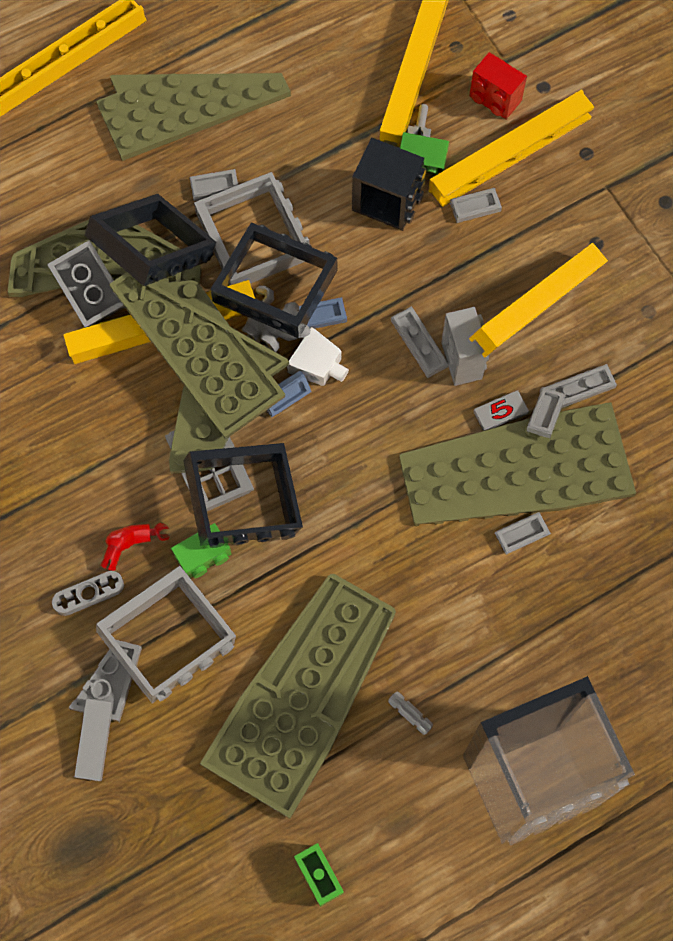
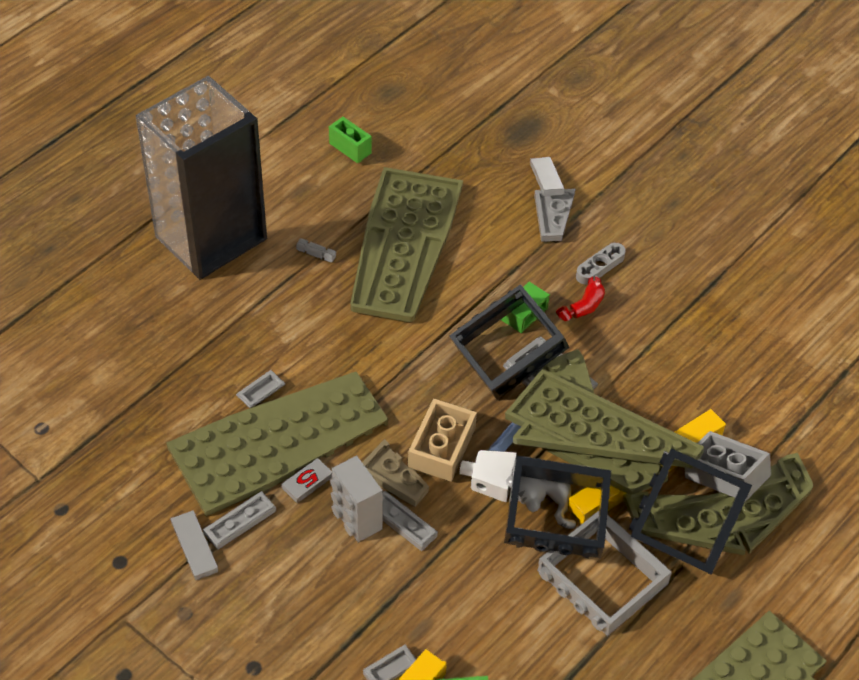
camera: 160 degrees right, 20 degrees down
(144, 600) = (519, 203): light grey window -> none
(212, 183) = (663, 613): light grey tile -> none
(328, 313) = (495, 522): sand blue tile -> none
(354, 404) = (442, 439): none -> tan brick
(388, 184) = (485, 631): black container -> none
(414, 390) = (394, 475): none -> dark tan wing
(538, 299) = (296, 548): yellow tile -> none
(546, 412) = (264, 479): light grey tile -> none
(628, 373) = (194, 545): none -> light grey tile

